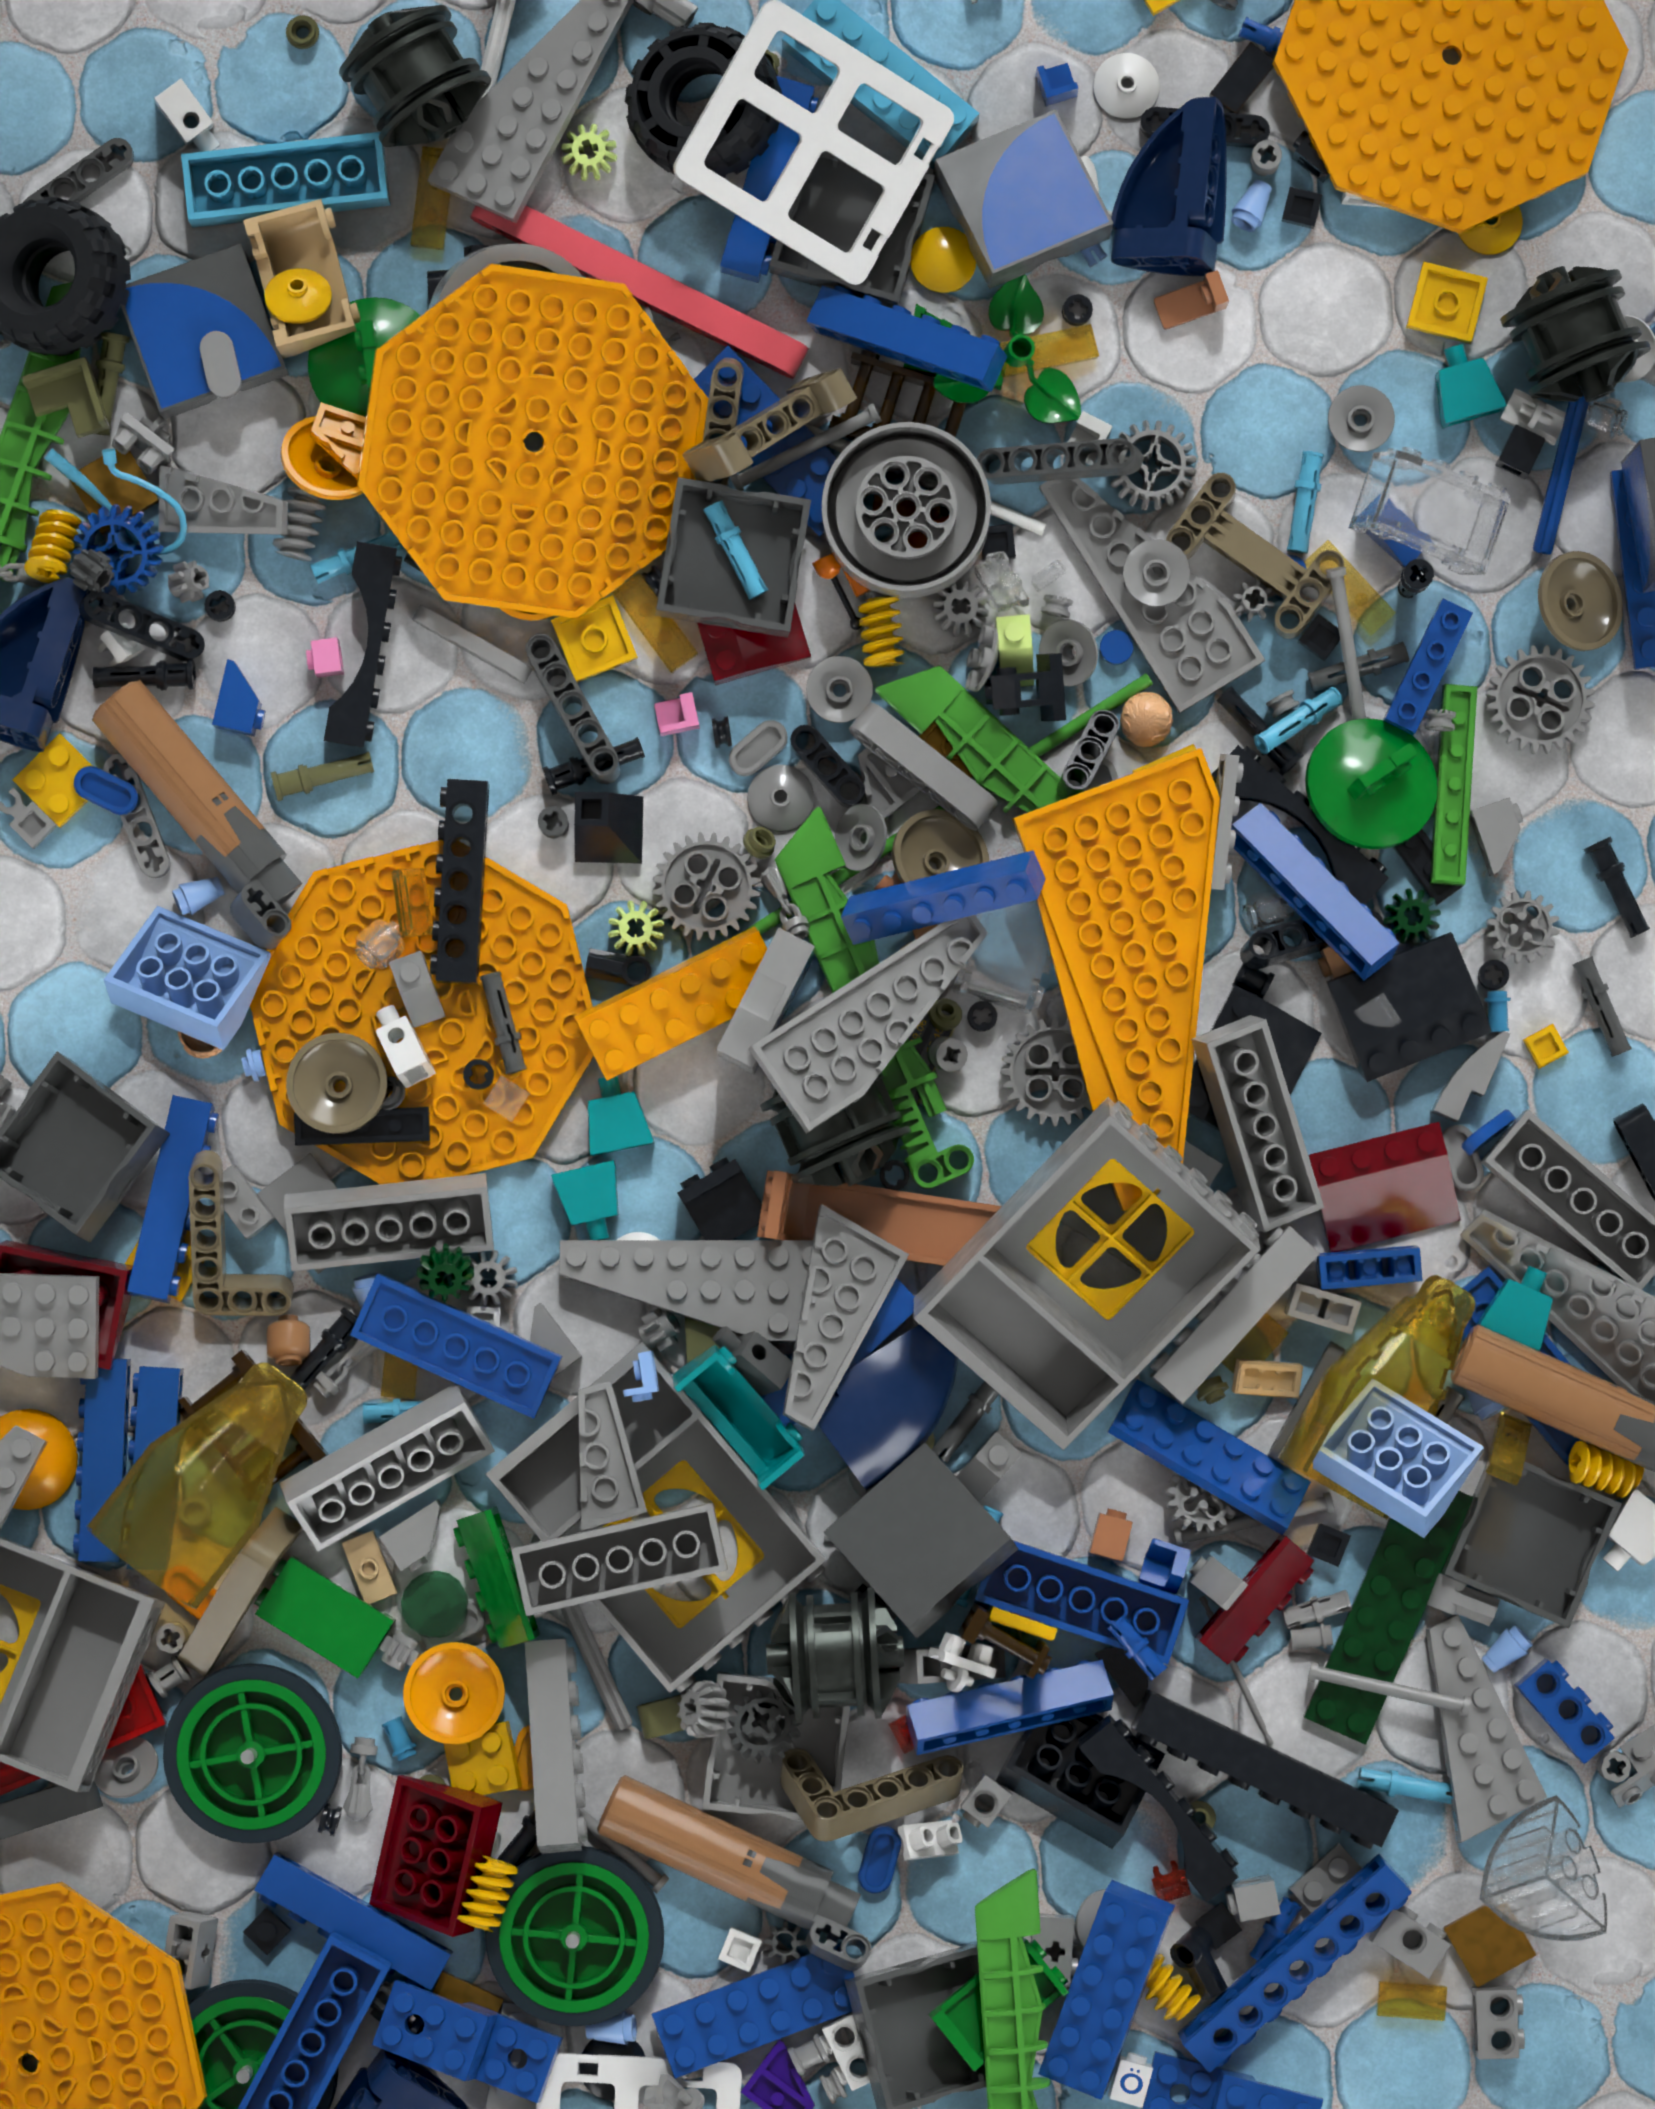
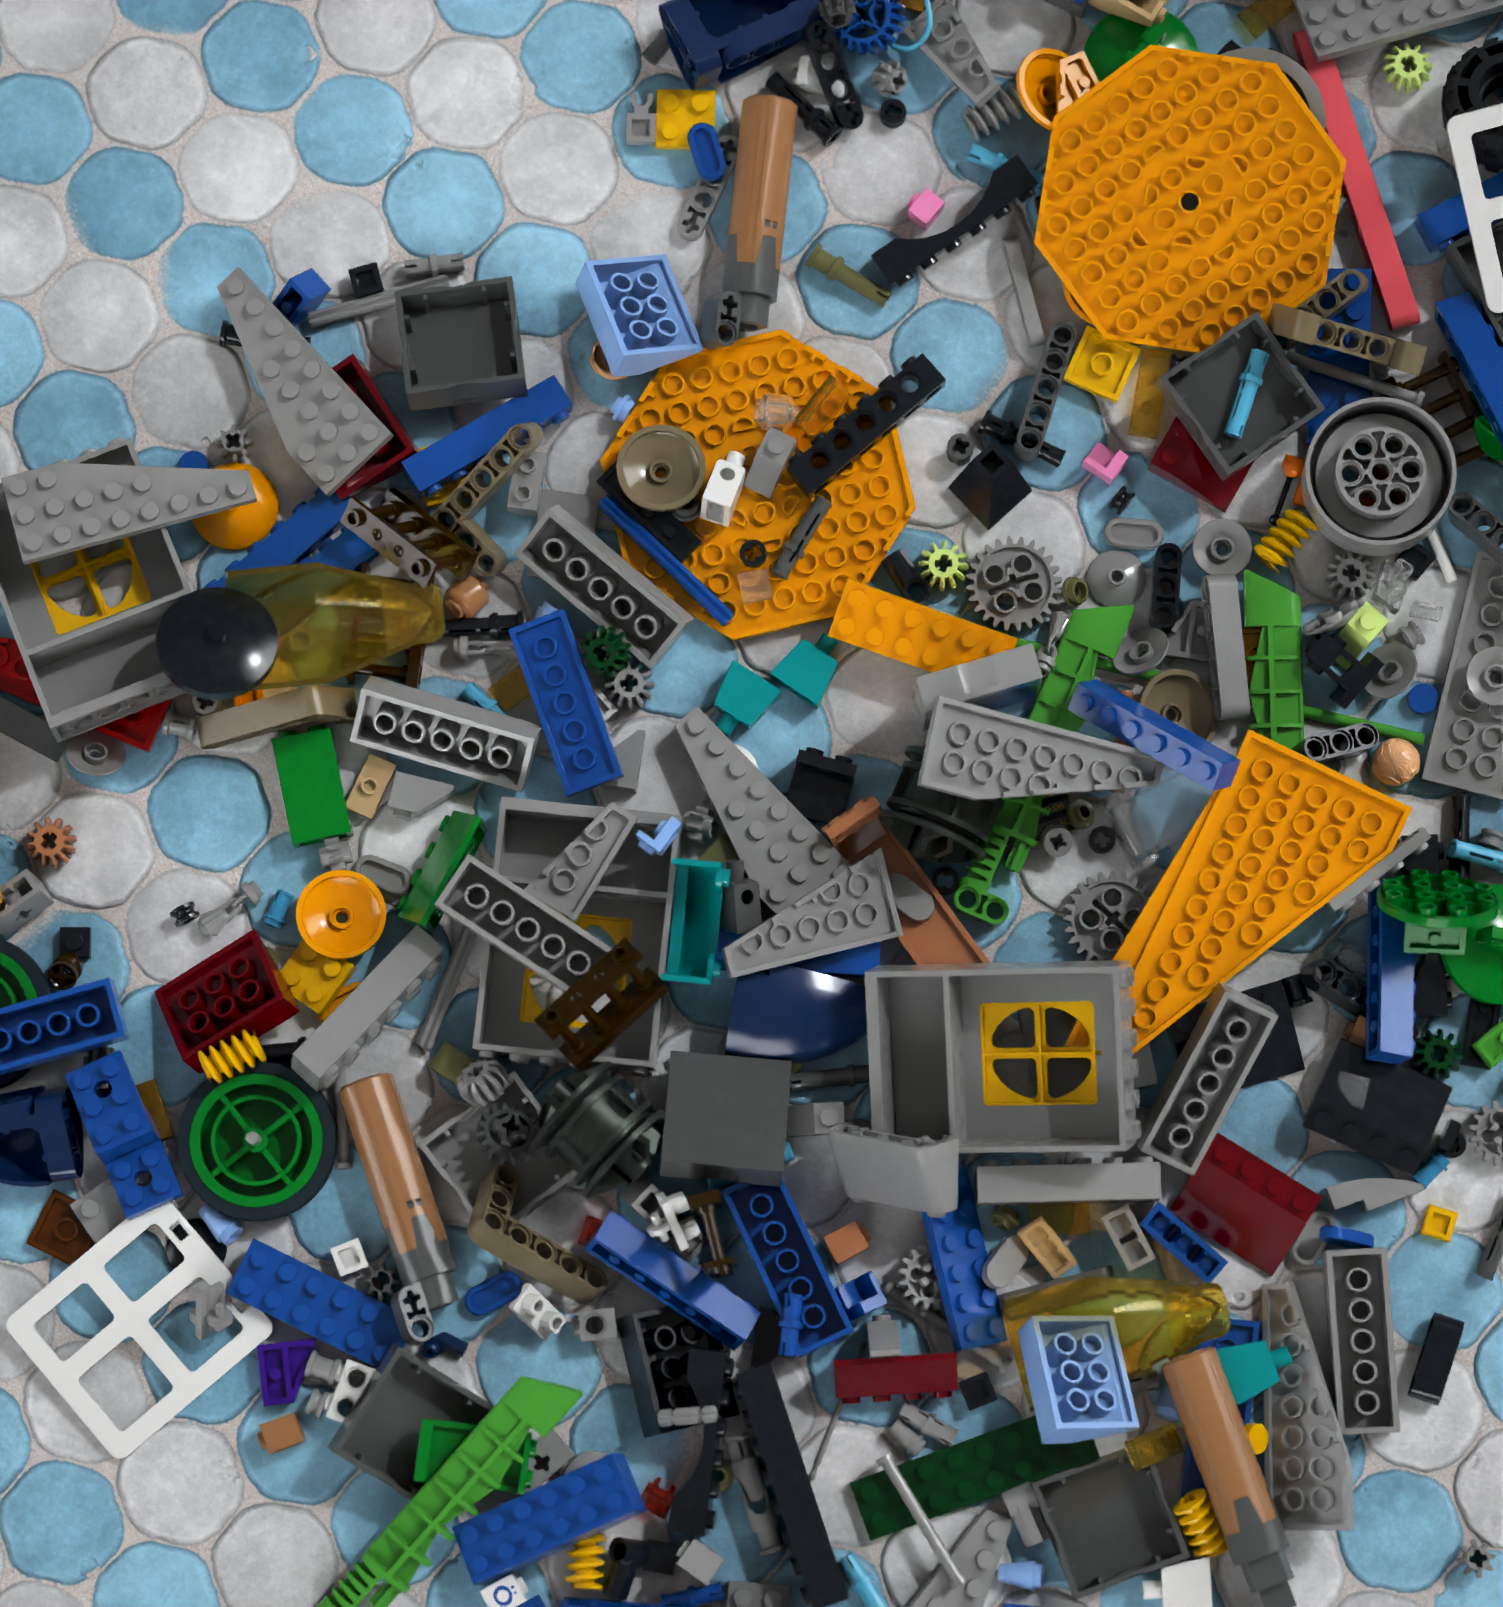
camera: 50 degrees right, 5 degrees down
(137, 1588) = (217, 643): none -> black dish
(157, 1881) = (62, 842): none -> nougat gear
(193, 1326) = (409, 537): none -> dark brown fence
(196, 895) = (695, 271): light blue cone -> none
(237, 704) = (841, 181): blue slope -> none
(252, 1753) = (180, 823): green wheel -> none
(283, 1971) = (59, 976): none -> dark brown wheel
(337, 1910) = (129, 969): blue brick -> none
(415, 1150) = (666, 560): none -> blue axle
(434, 1604) = (386, 849): clear green tile -> none
(756, 1557) = (612, 1018): none -> dark brown fence
(881, 1937) = (443, 1342): none -> dark blue arm
(884, 1218) = (911, 899): none -> light grey tile
(1022, 1623) = (735, 1236): yellow tile -> none
(1094, 1443) = (896, 1168): none -> light grey windscreen
(1131, 1800) = (687, 1416): none -> light grey axle
(1219, 1792) = (747, 1473): none -> light grey piece
(1247, 1424) = (1004, 1262): none -> light grey tile
(1300, 806) = (1437, 909): none -> green bracket
(1486, 972) = (1448, 1136): none -> black tile
(1577, 1356) = (1258, 1436): none -> yellow tile

